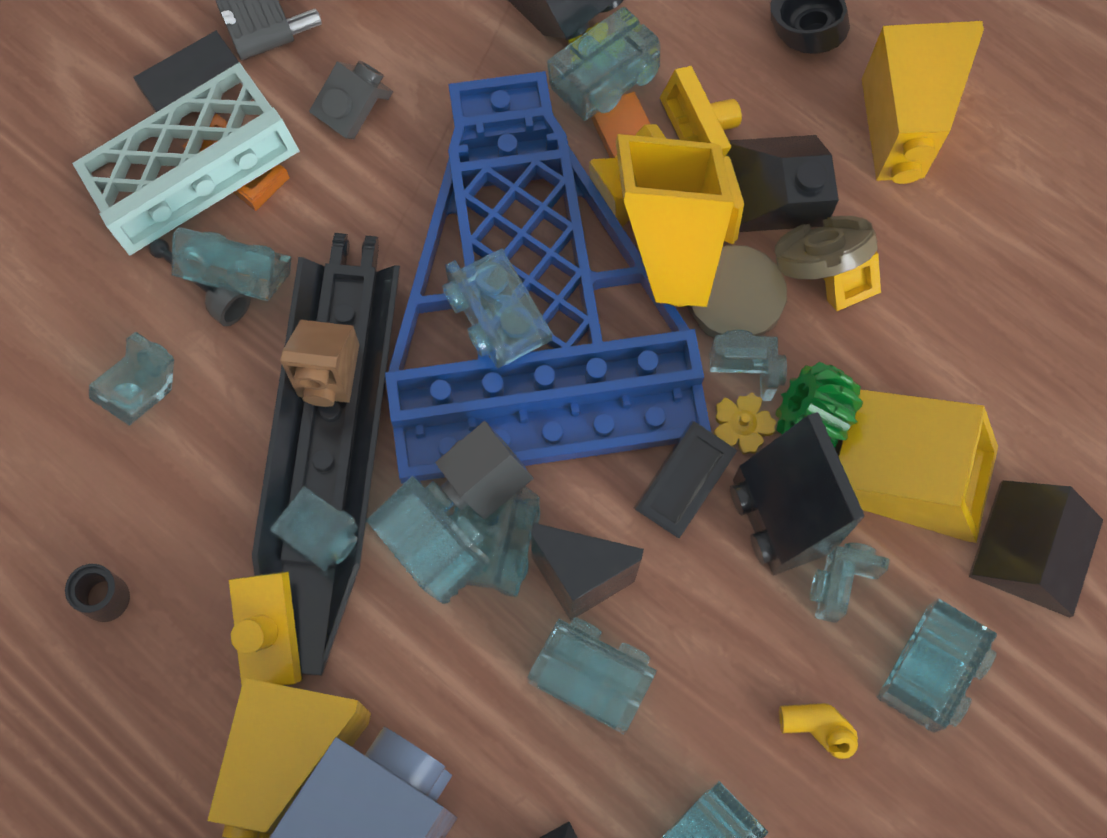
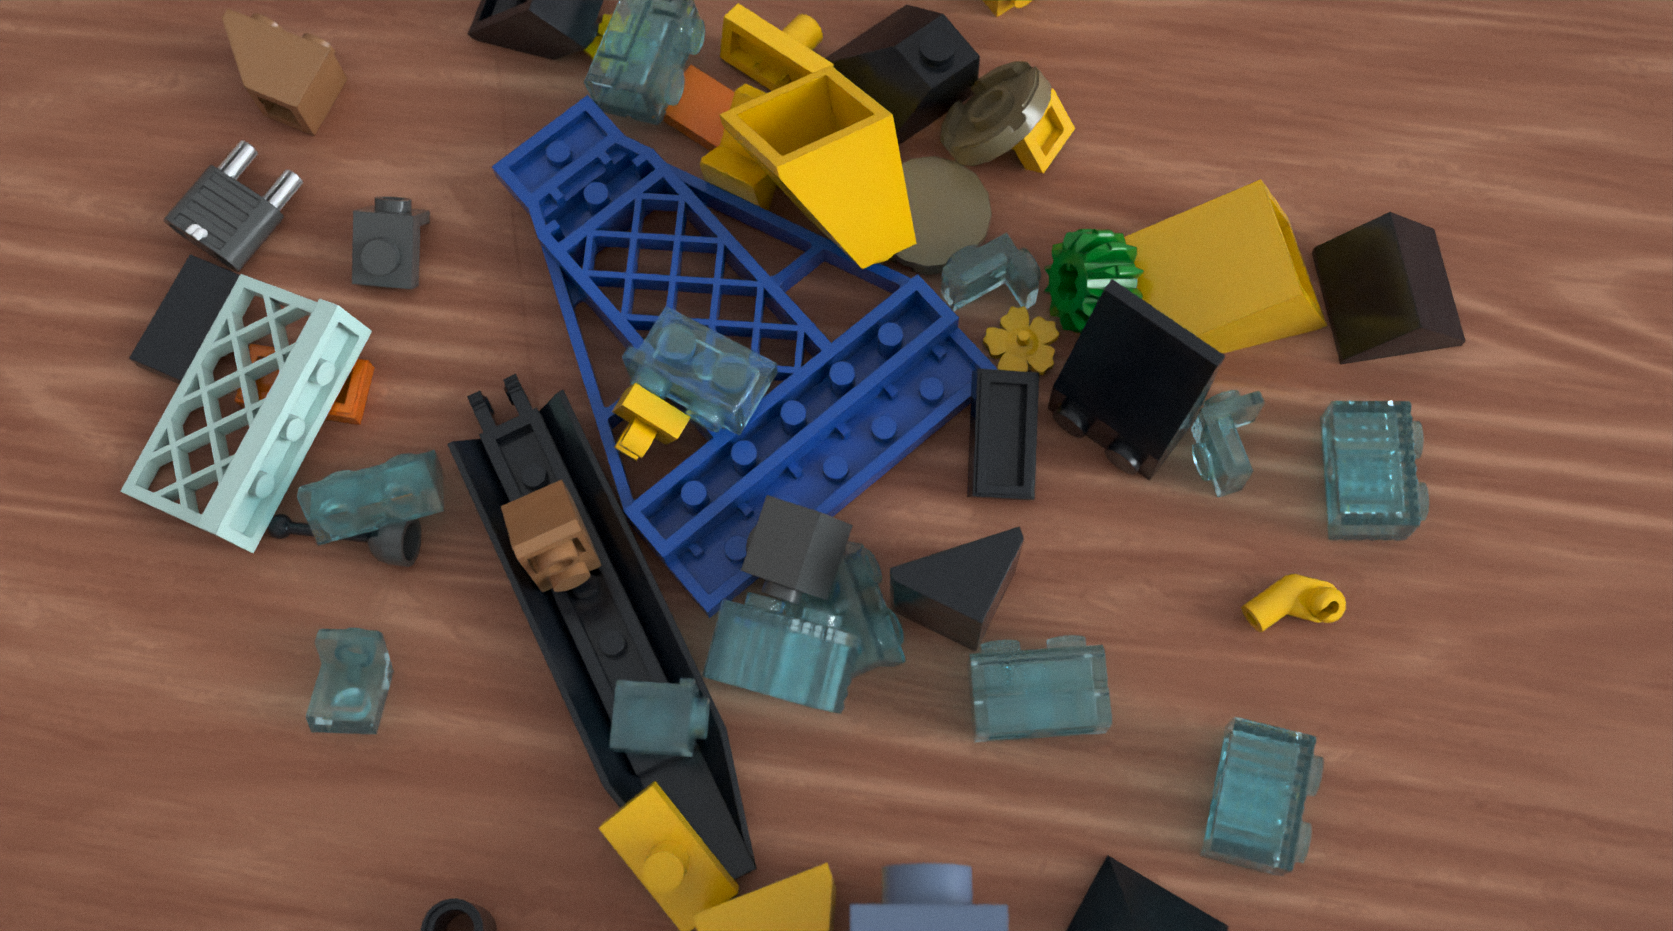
camera: 25 degrees left, 0 degrees up
(441, 320) = (648, 419): none -> yellow tile

